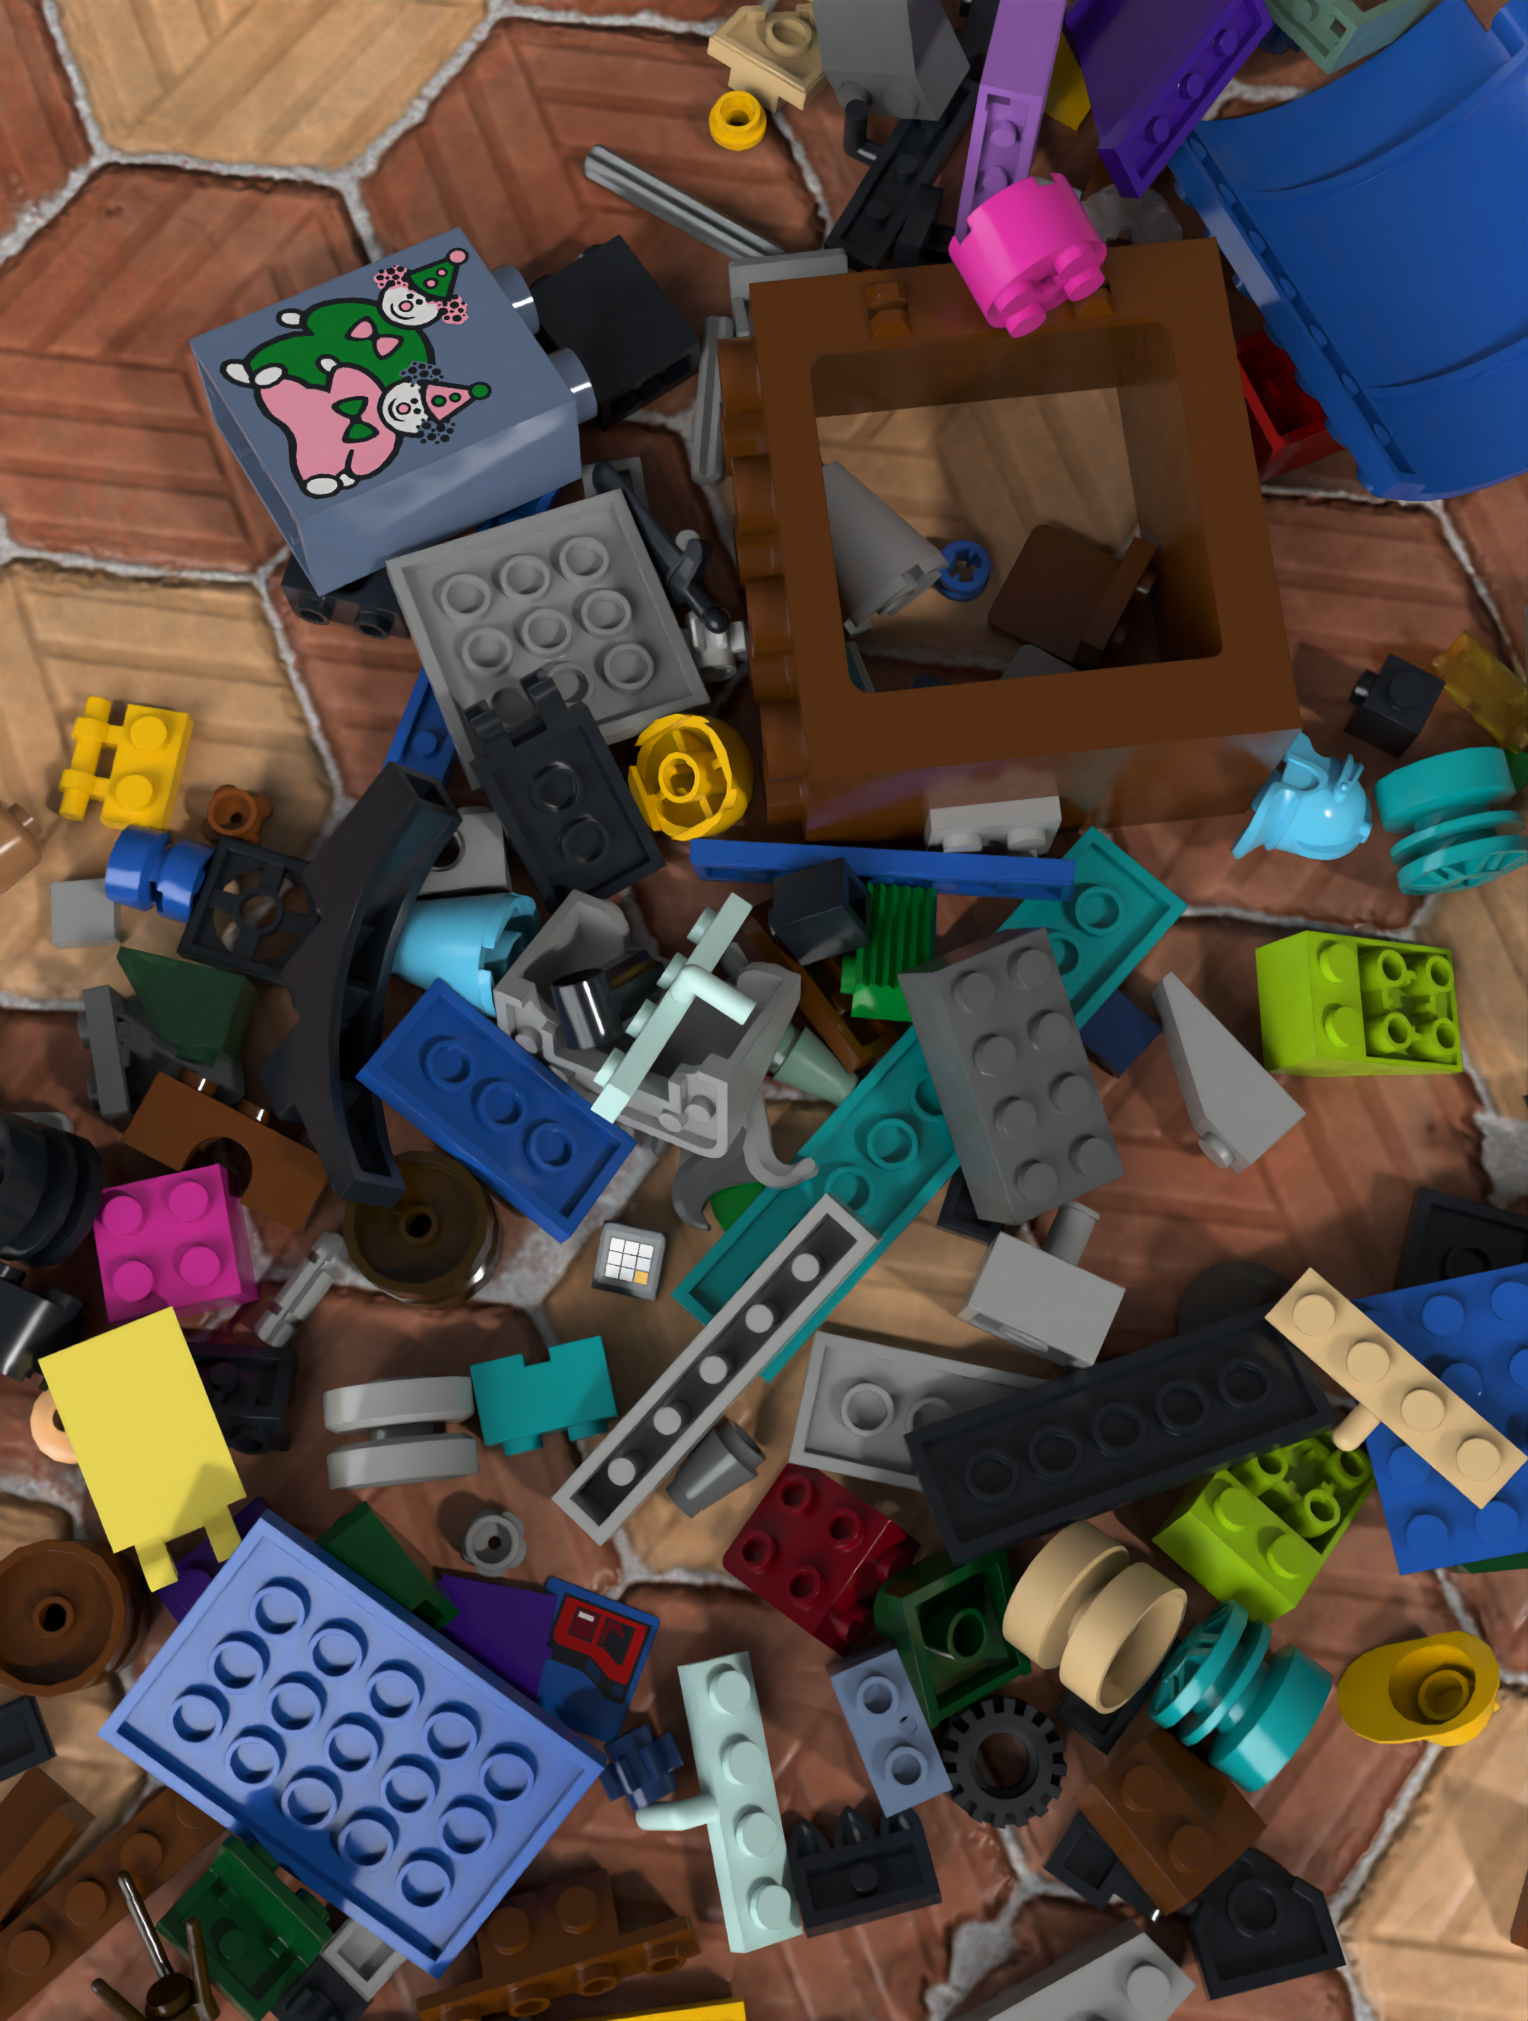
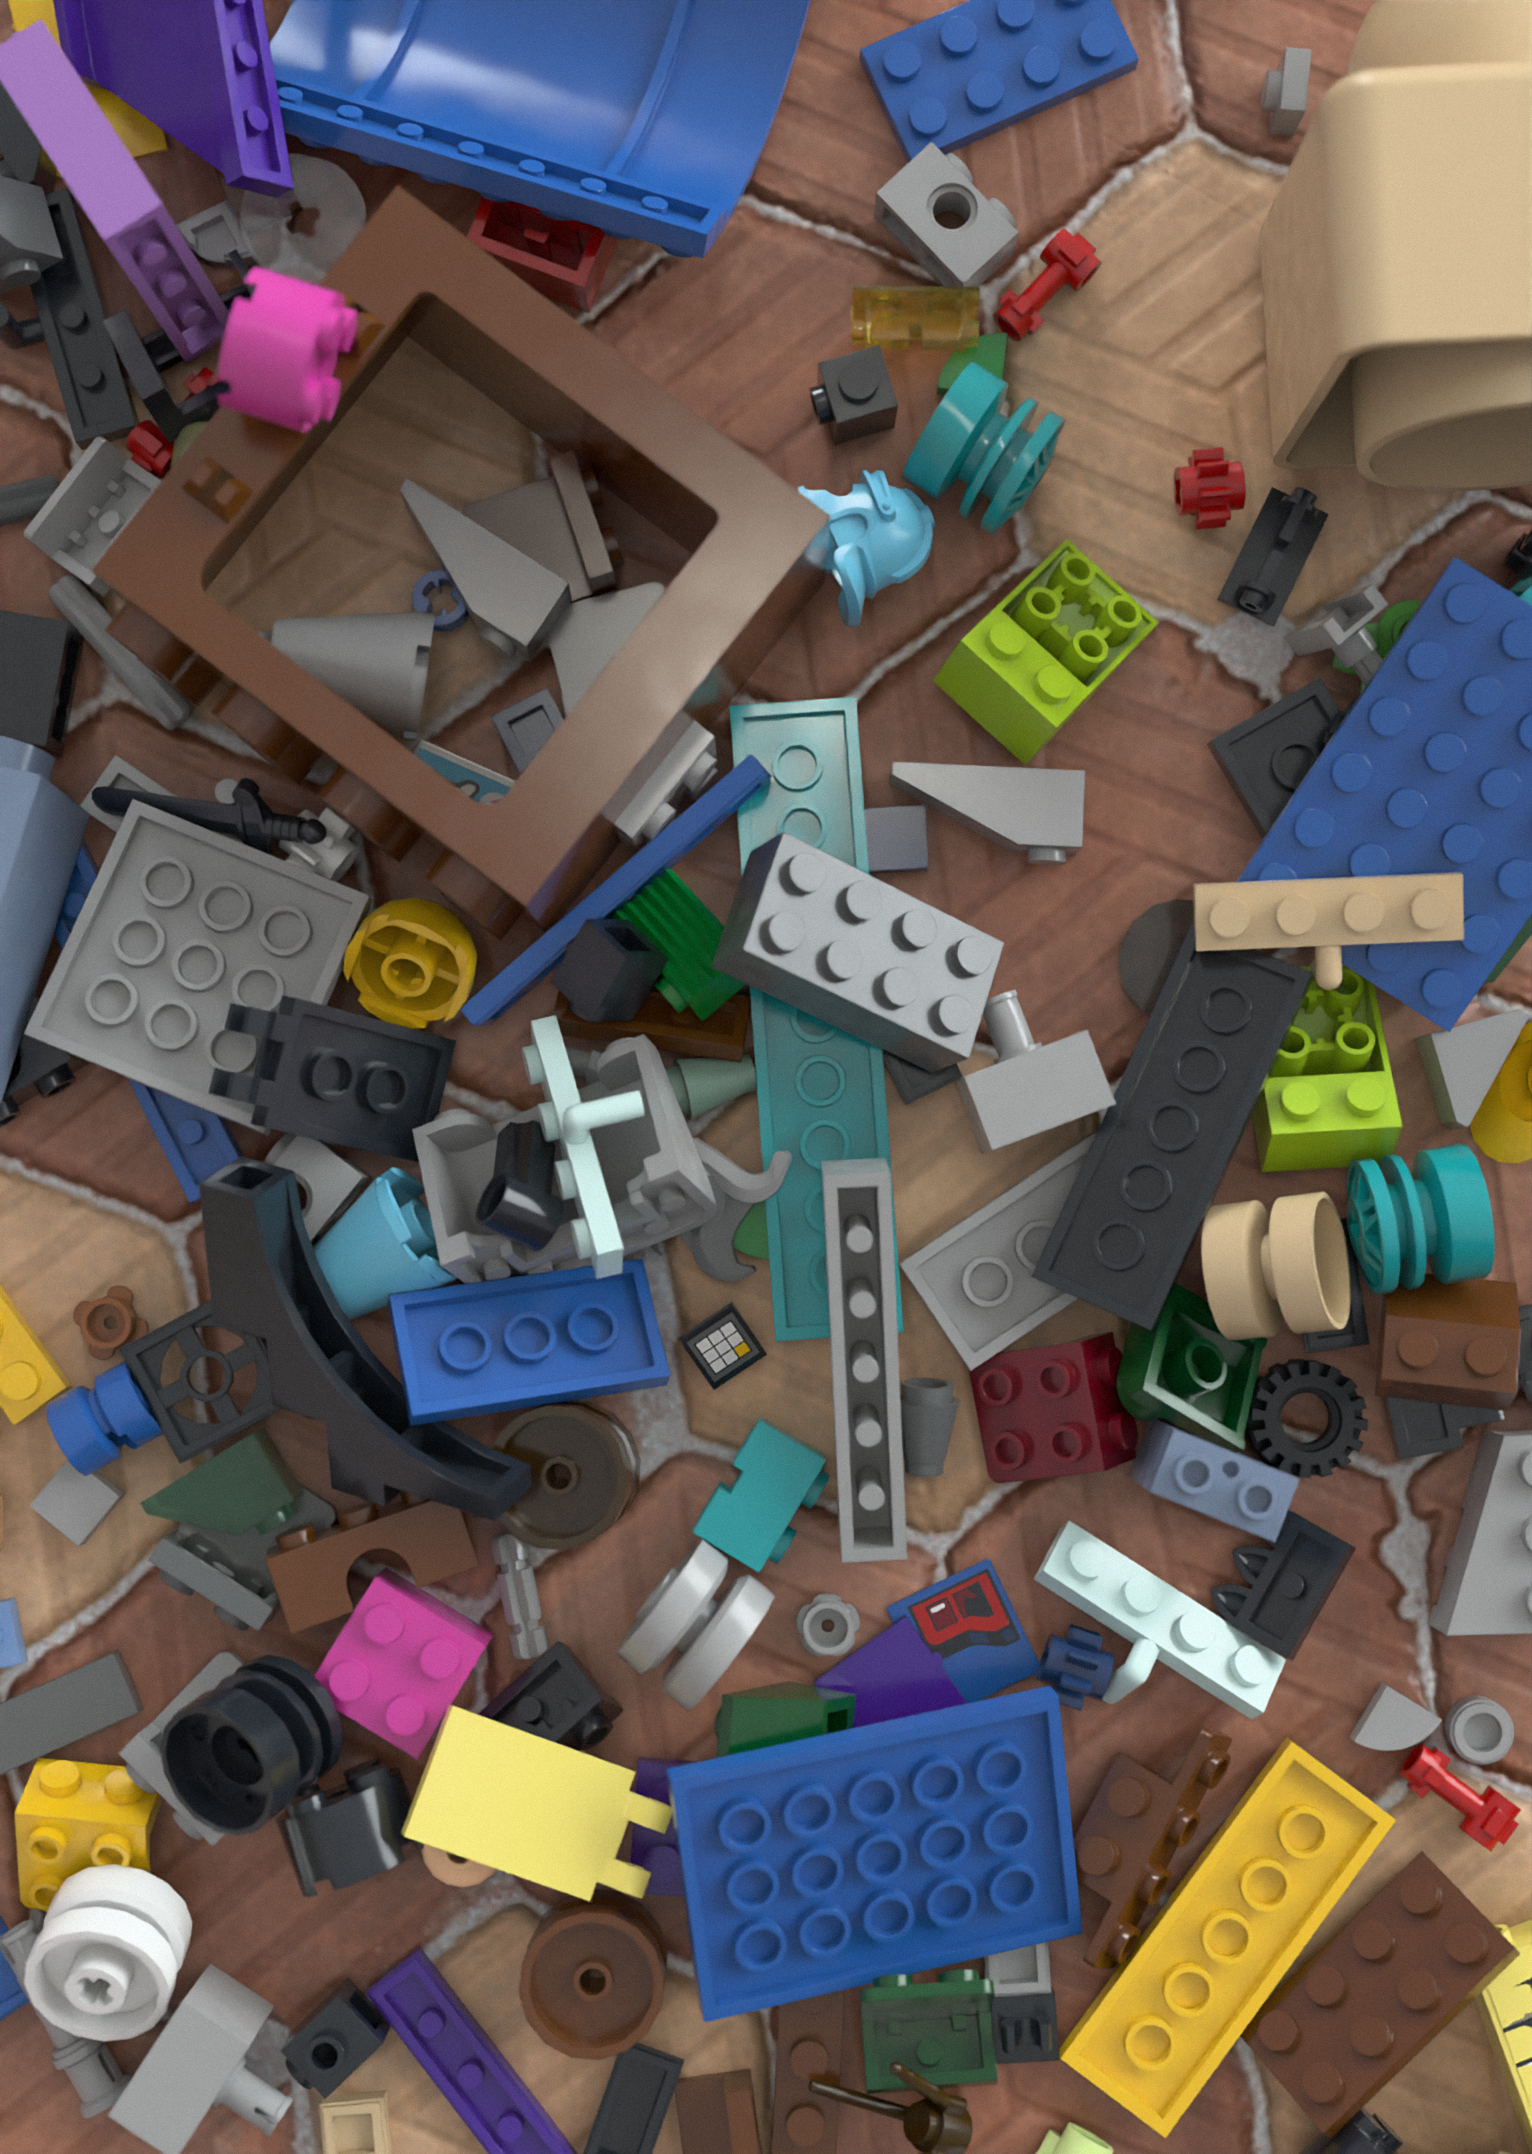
camera: 45 degrees left, 10 degrees up
(1014, 594) = (500, 587): none -> light grey slope
(1390, 1614) = (1466, 1062): none -> light grey slope

